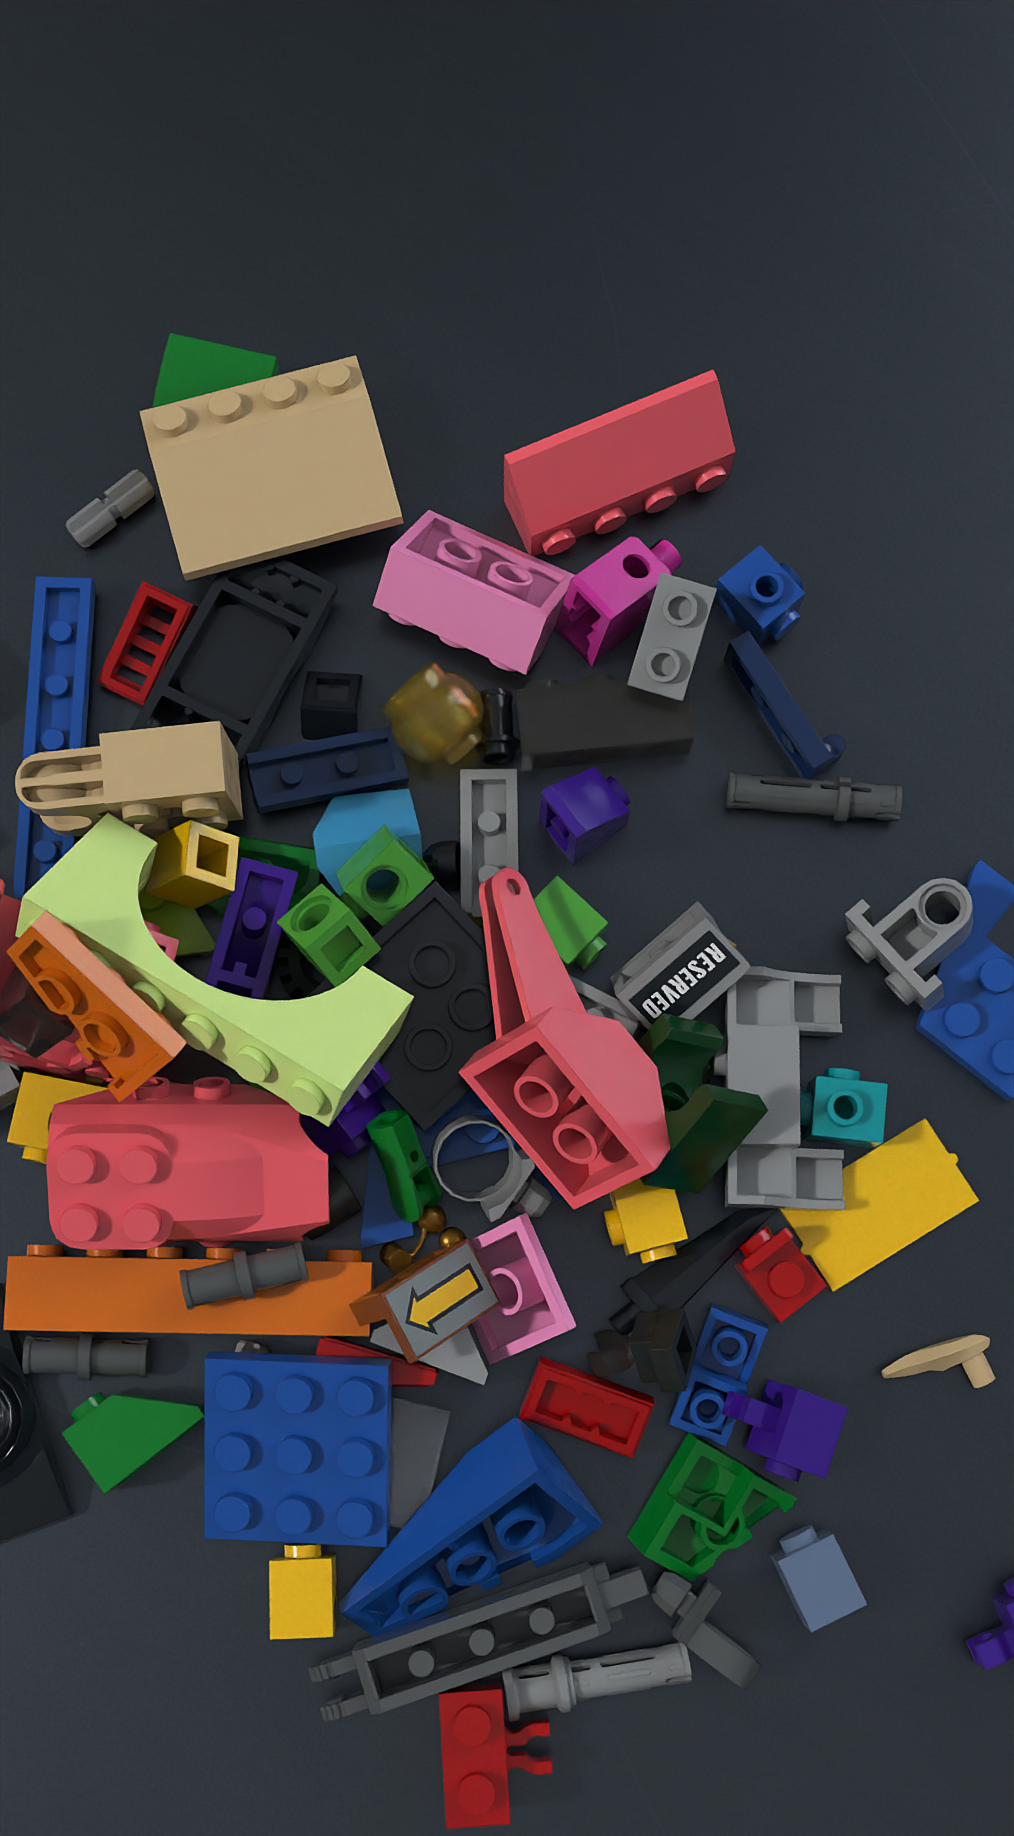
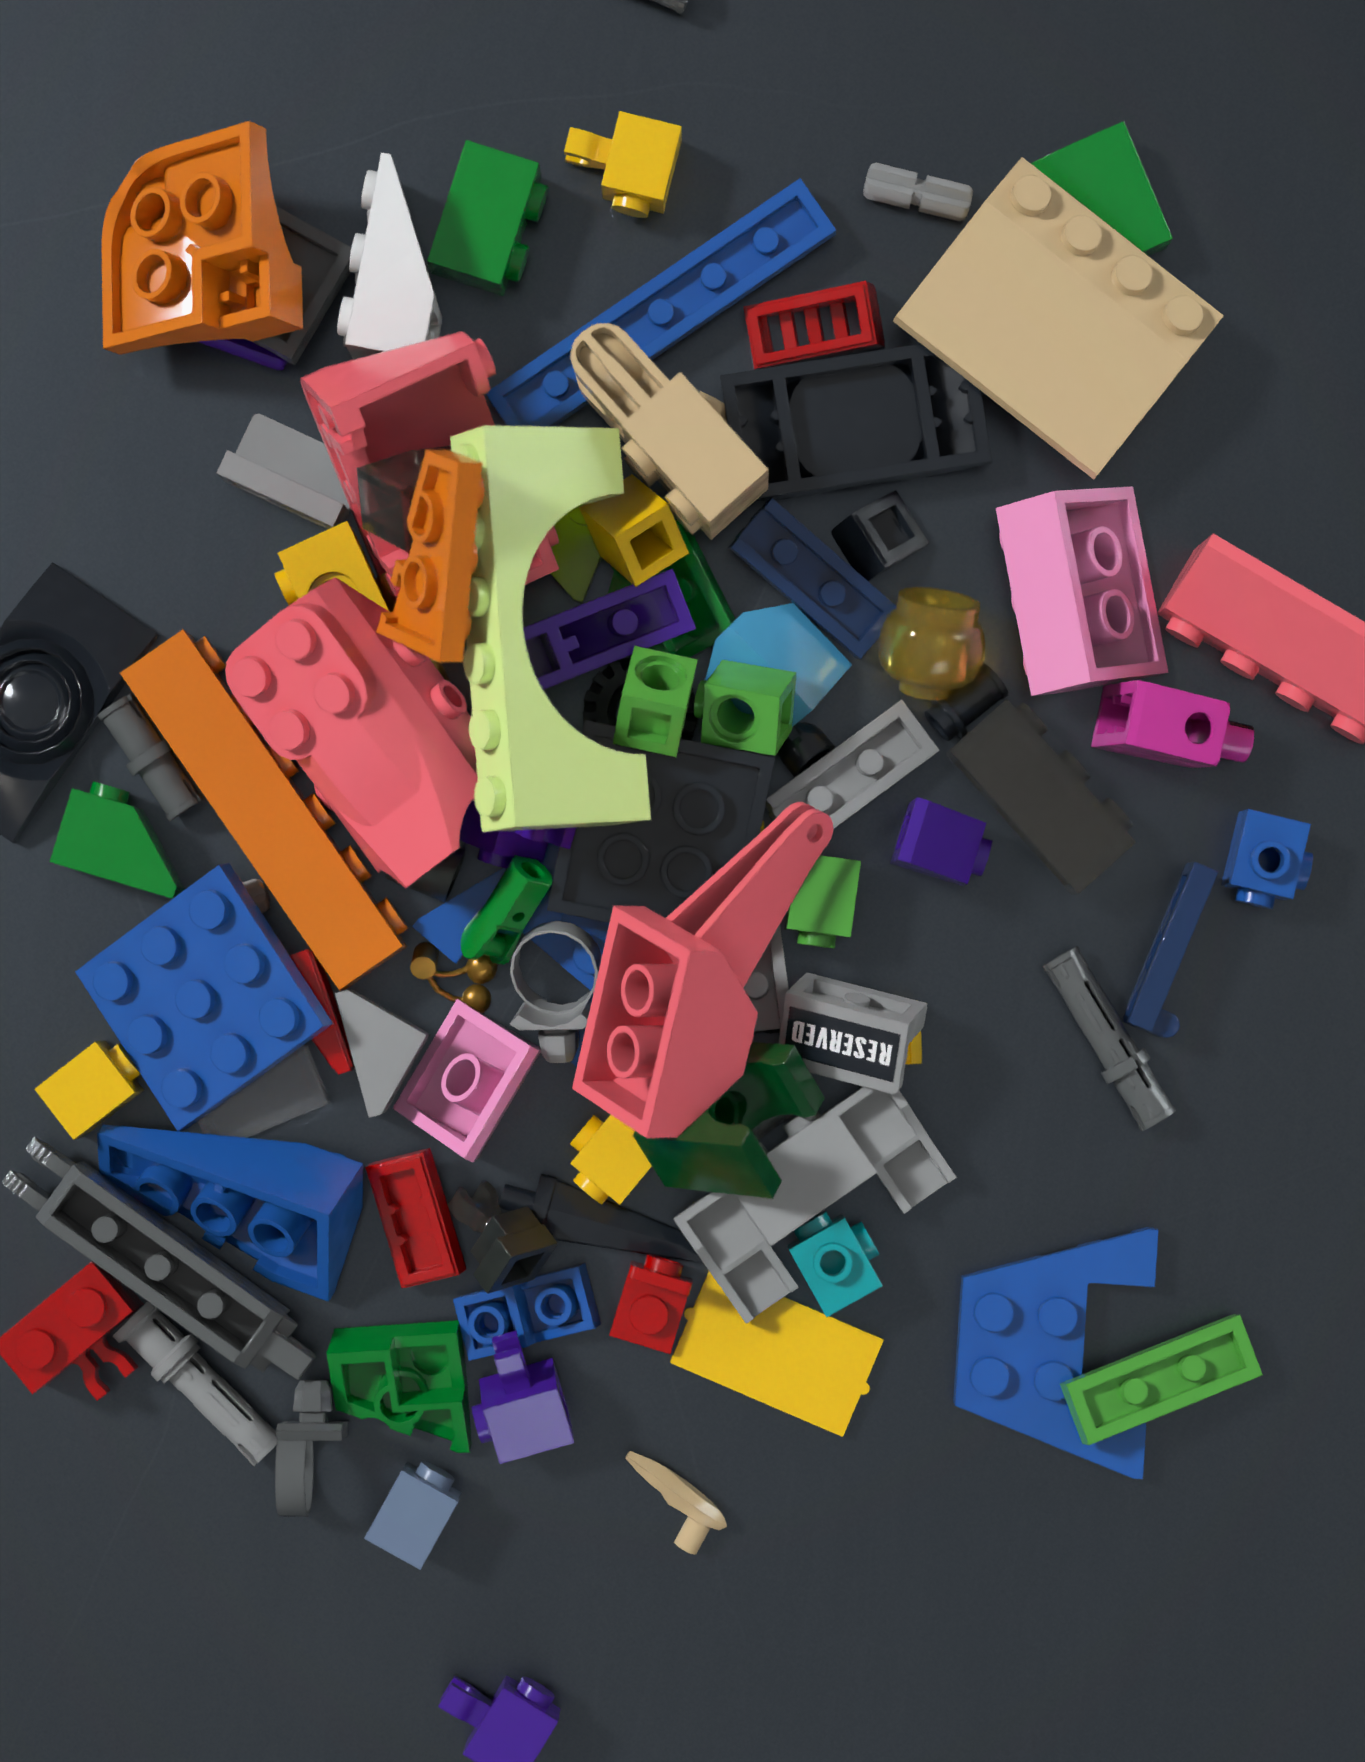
camera: 55 degrees right, 10 degrees up
(243, 1275) = (311, 846): dark grey pin -> none
(430, 1299) = (407, 1019): panel -> none
(672, 636) = (1154, 808): light grey pin -> none
(910, 942) = (1030, 1217): light grey pin -> none

